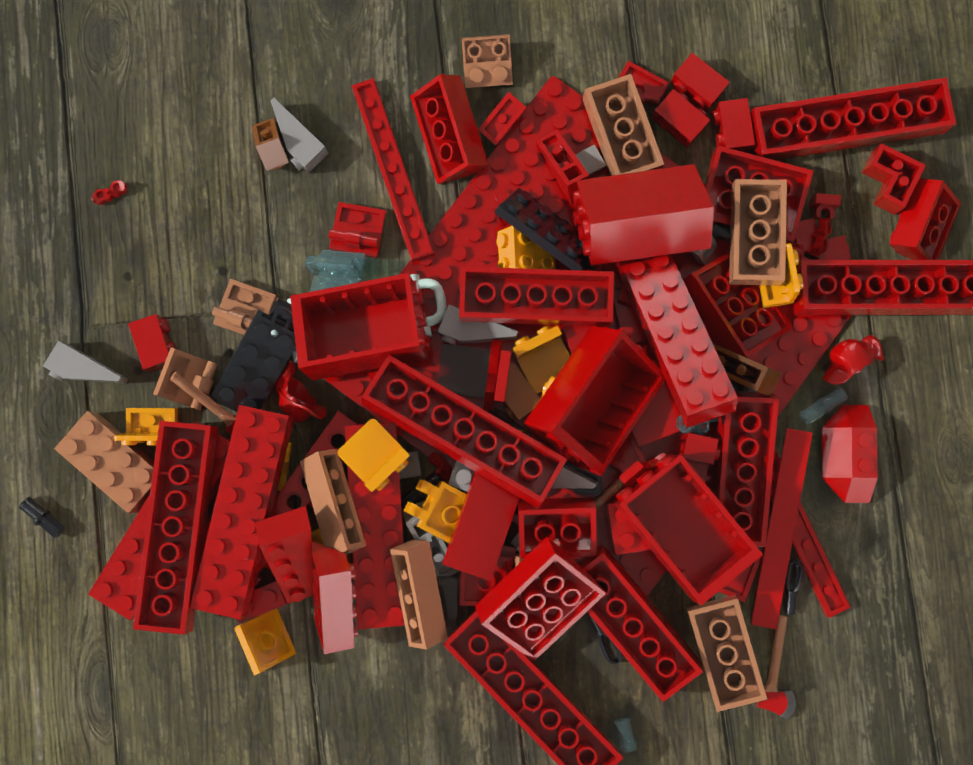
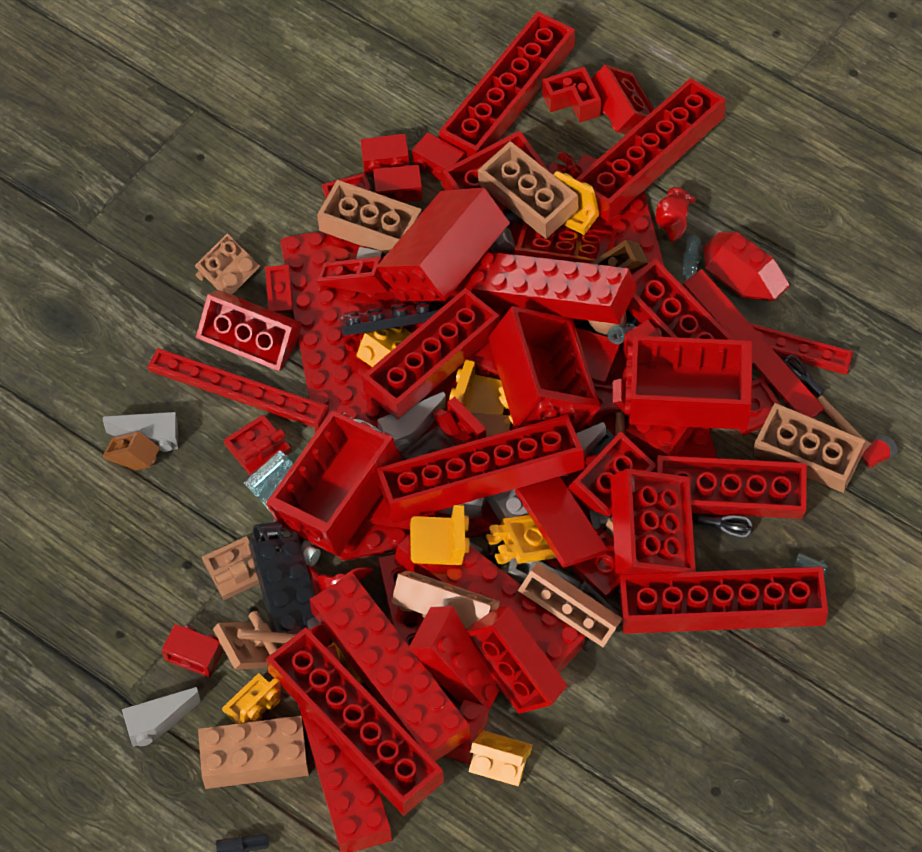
camera: 50 degrees left, 25 degrees down
(105, 195) = (47, 586): red piece -> none
(826, 203) = (549, 146): red tile -> none

